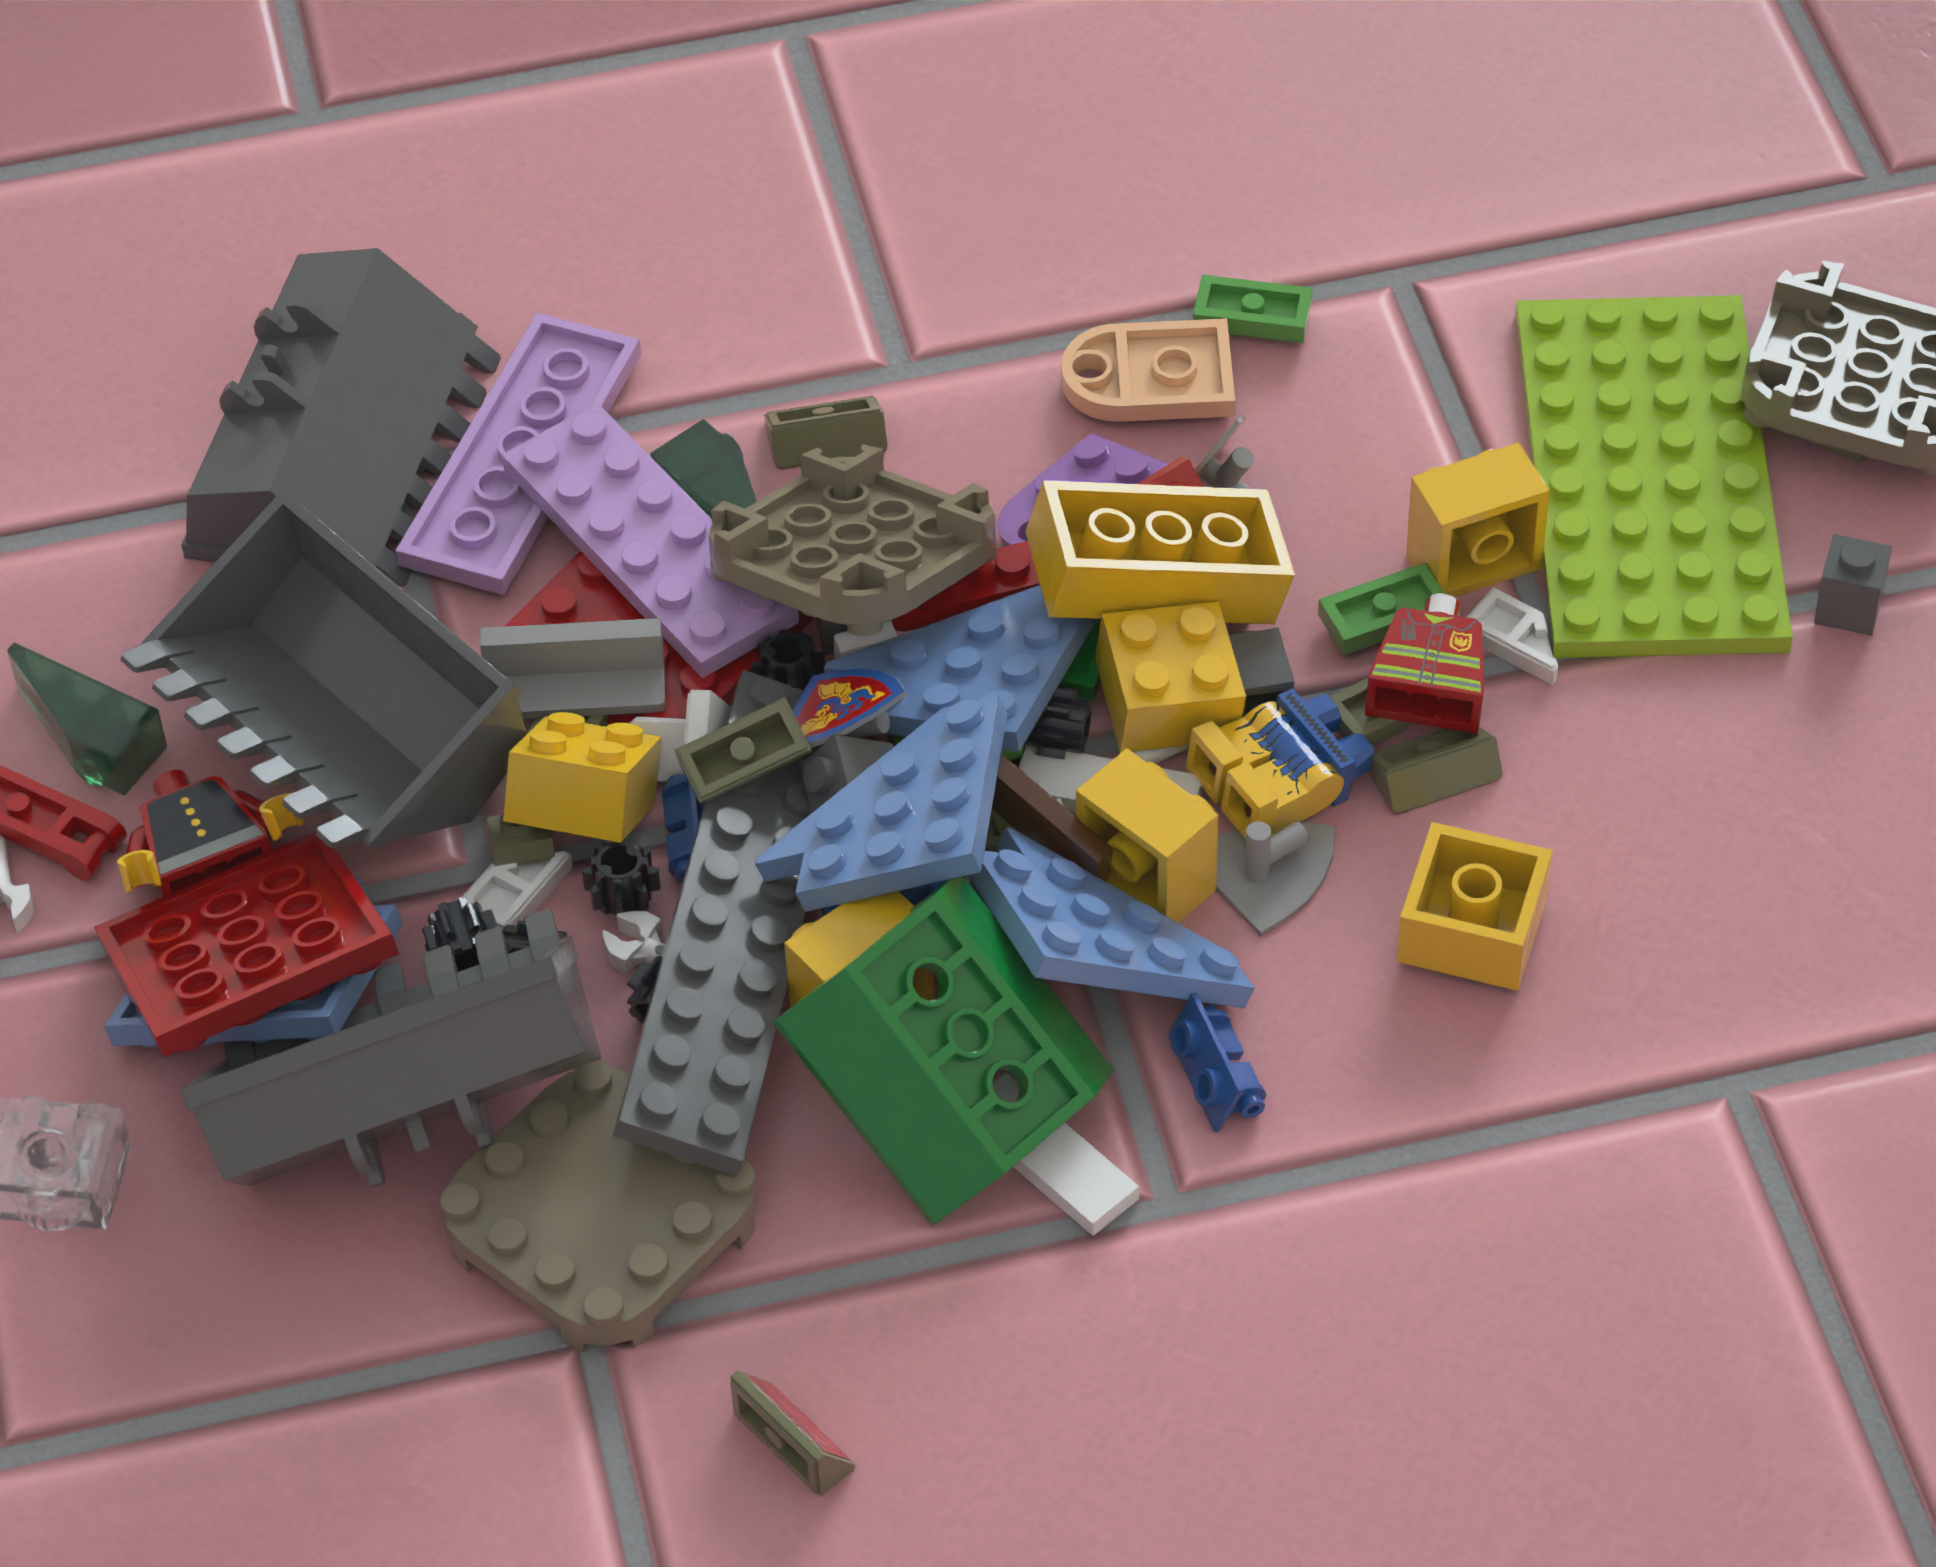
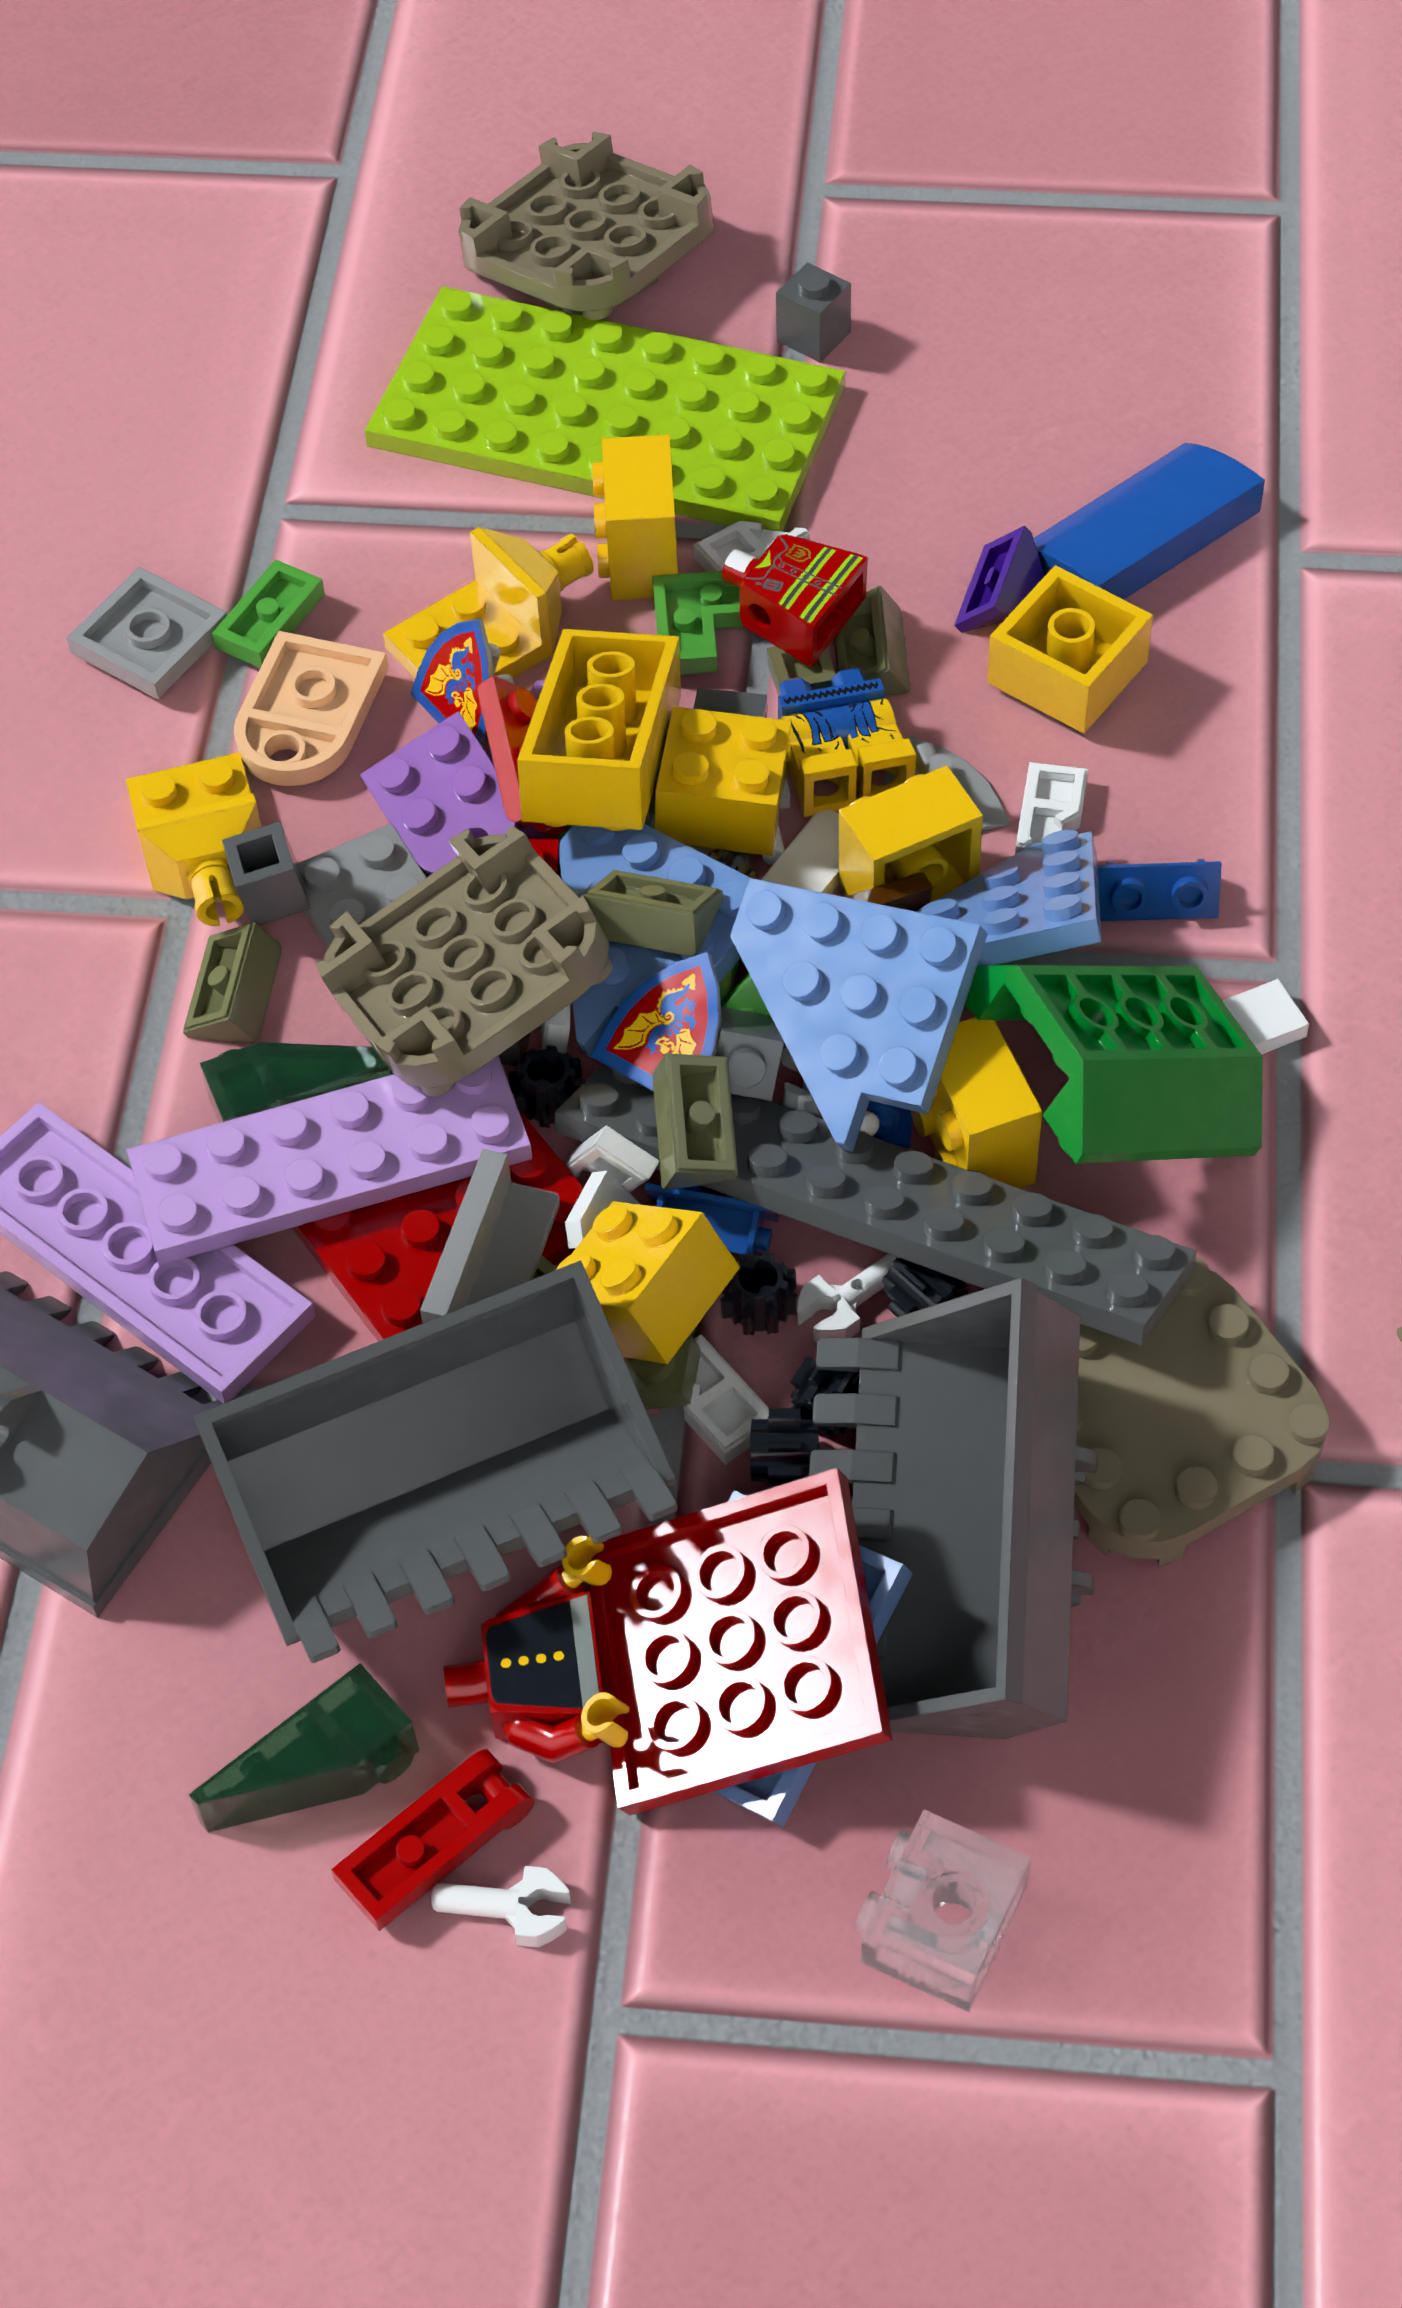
camera: 70 degrees left, 5 degrees up
(918, 392) = (266, 874): none -> dark grey brick
(963, 652) = (654, 911): none -> olive slope
(969, 456) = (357, 878): none -> light grey plate
(971, 352) = (181, 830): none -> yellow plate
(1189, 234) = (147, 632): none -> light grey plate
(1290, 957) = (1050, 802): none -> white tile
(1320, 470) = (513, 594): none -> yellow plate
(1576, 847) = (1001, 580): none -> dark purple slope
(1705, 943) = (1153, 520): none -> blue slope

